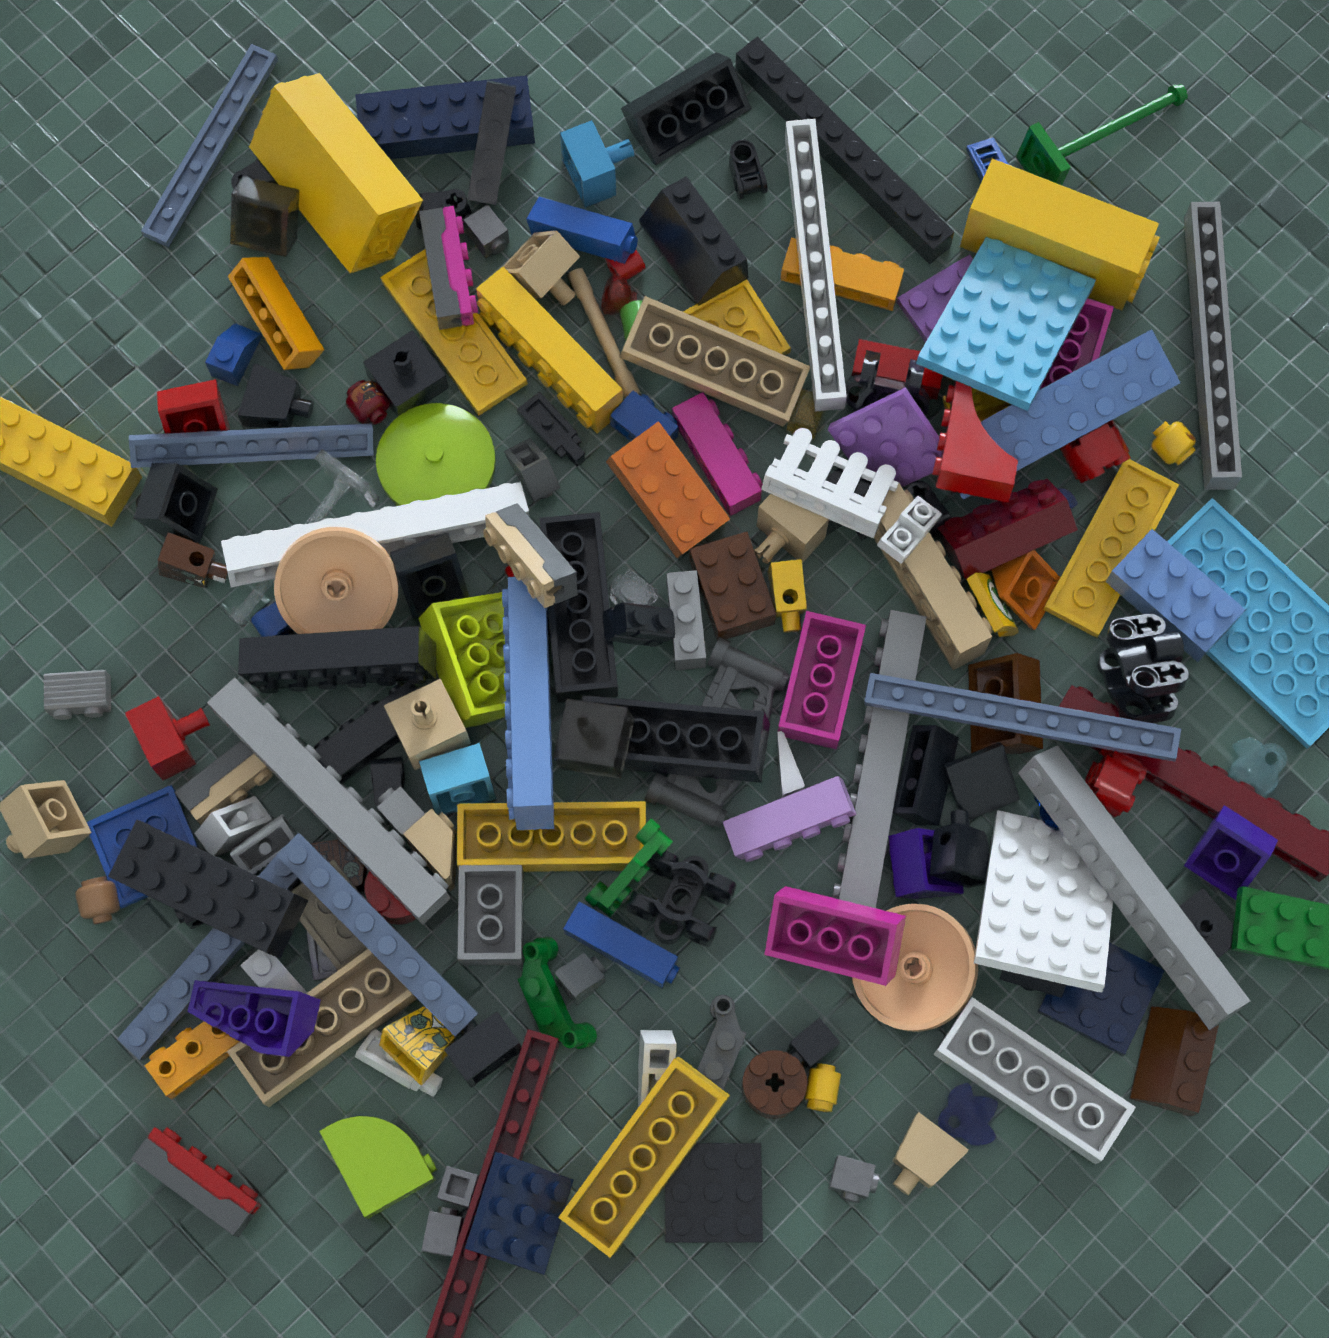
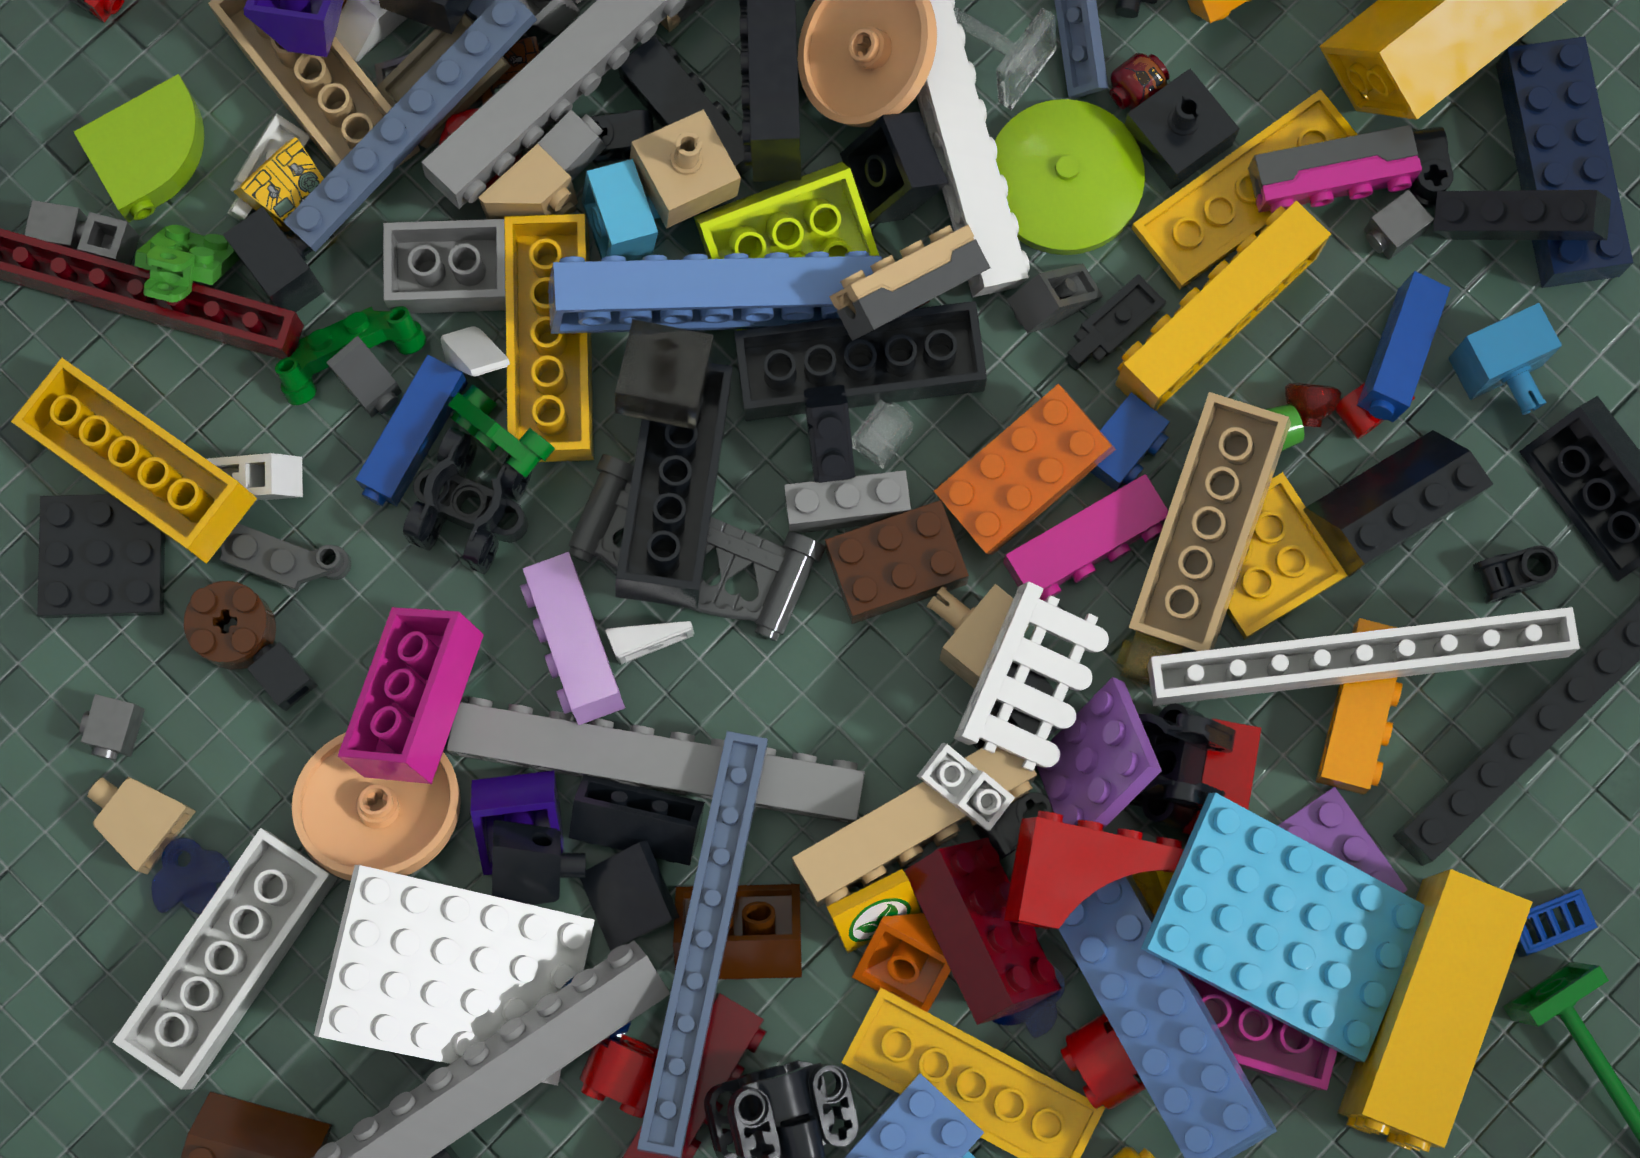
camera: 90 degrees right, 5 degrees up
(479, 1121) = (181, 257): none -> bright green plate
(519, 1213) = (69, 311): dark blue plate -> none
(541, 265) = (1342, 292): tan brick -> none
(563, 893) = (472, 352): none -> white slope
(585, 294) = (1314, 360): tan piece -> none
(788, 580) = (904, 634): yellow torso -> none
(821, 680) = (765, 679): dark pink brick -> none
(822, 1088) = (226, 688): yellow brick -> none
(1115, 1013) = (338, 1076): dark blue plate -> none

